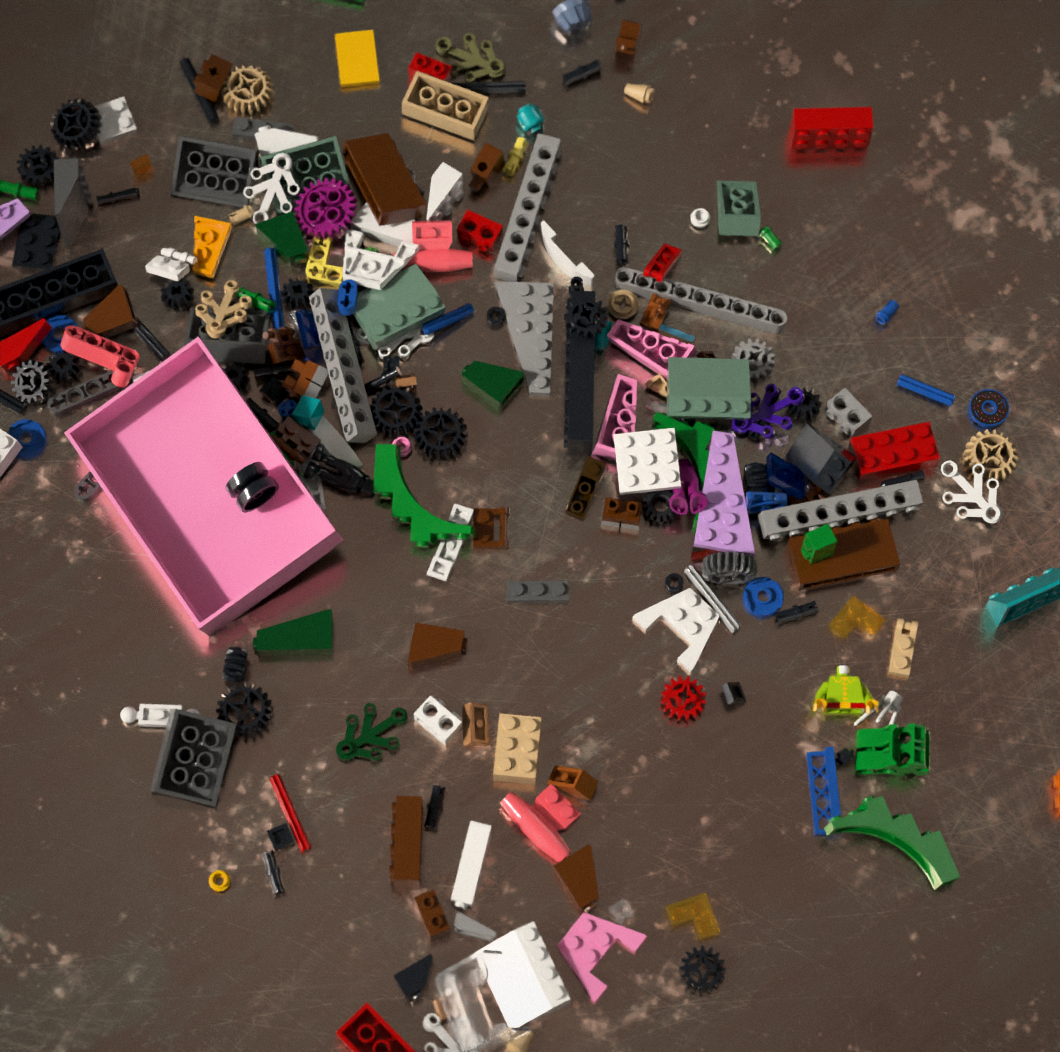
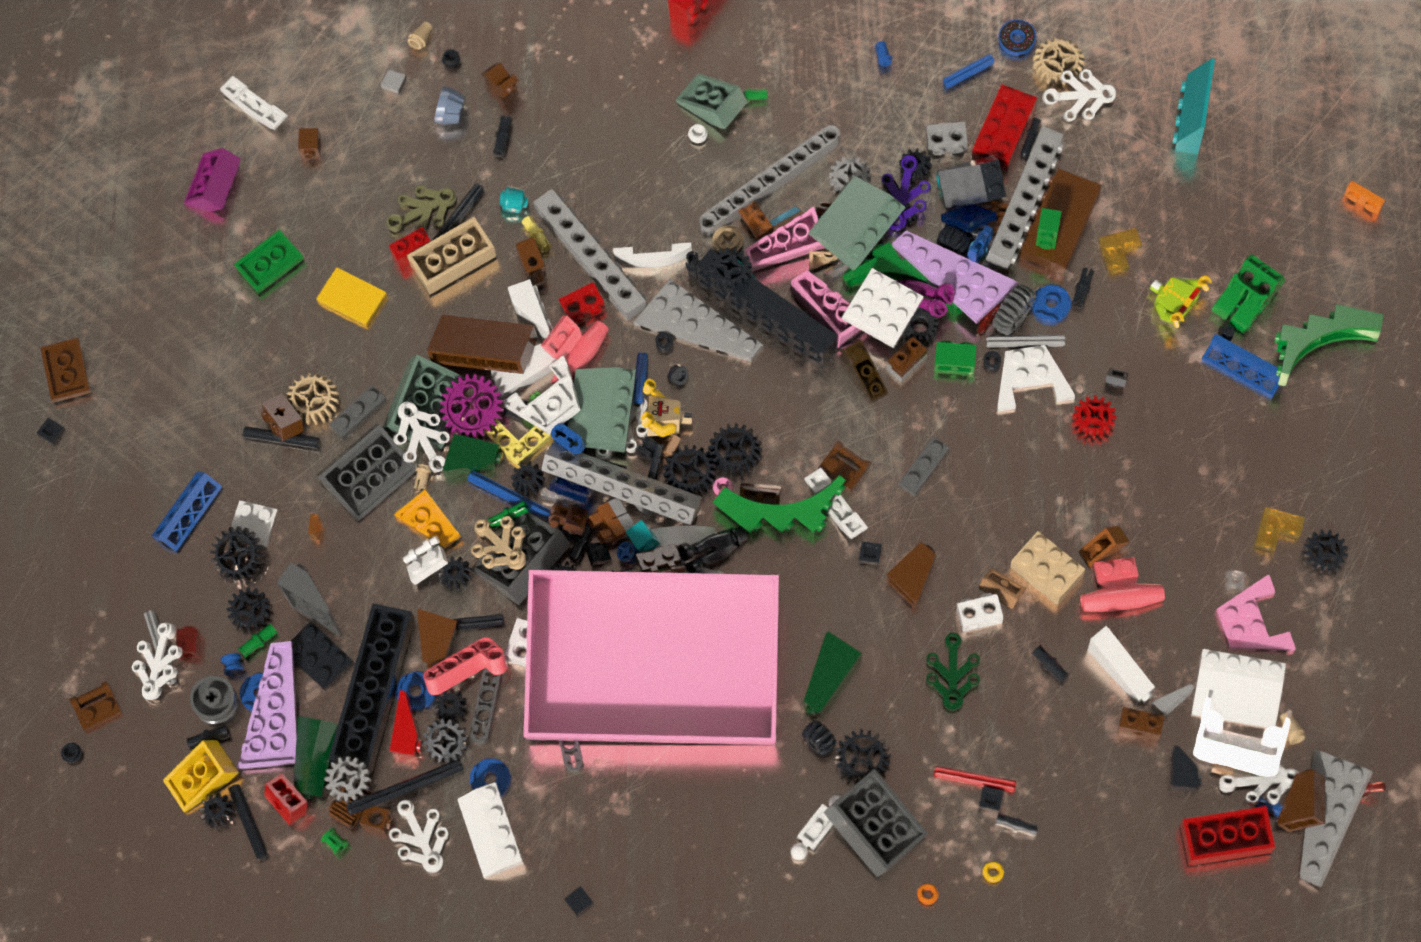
camera: 45 degrees left, 0 degrees up
(87, 58) = (180, 507): none -> blue fence
(125, 194) = (324, 569): black piece -> none
(159, 836) = (927, 887): none -> orange plate
(252, 487) = (684, 618): black wheel -> none
(278, 139) = (380, 403): white slope -> none
(407, 850) = (1069, 702): reddish brown brick -> none
(418, 480) = (761, 493): none -> reddish brown slope
(427, 356) = (663, 413): none -> torso
(427, 599) = (870, 553): none -> black plate
(473, 346) = (678, 374): none -> black tile
(492, 382) = (720, 381): dark green slope -> none
(579, 878) = (1188, 593): reddish brown slope -> none
(621, 244) = (676, 206): black pin -> none
(642, 93) = (554, 104): tan cone -> none
(653, 551) = (955, 357): none -> green brick
(662, 262) = (718, 185): red plate -> none
(890, 703) = (1206, 267): white plant -> none
(902, 648) = (1167, 231): tan plate -> none

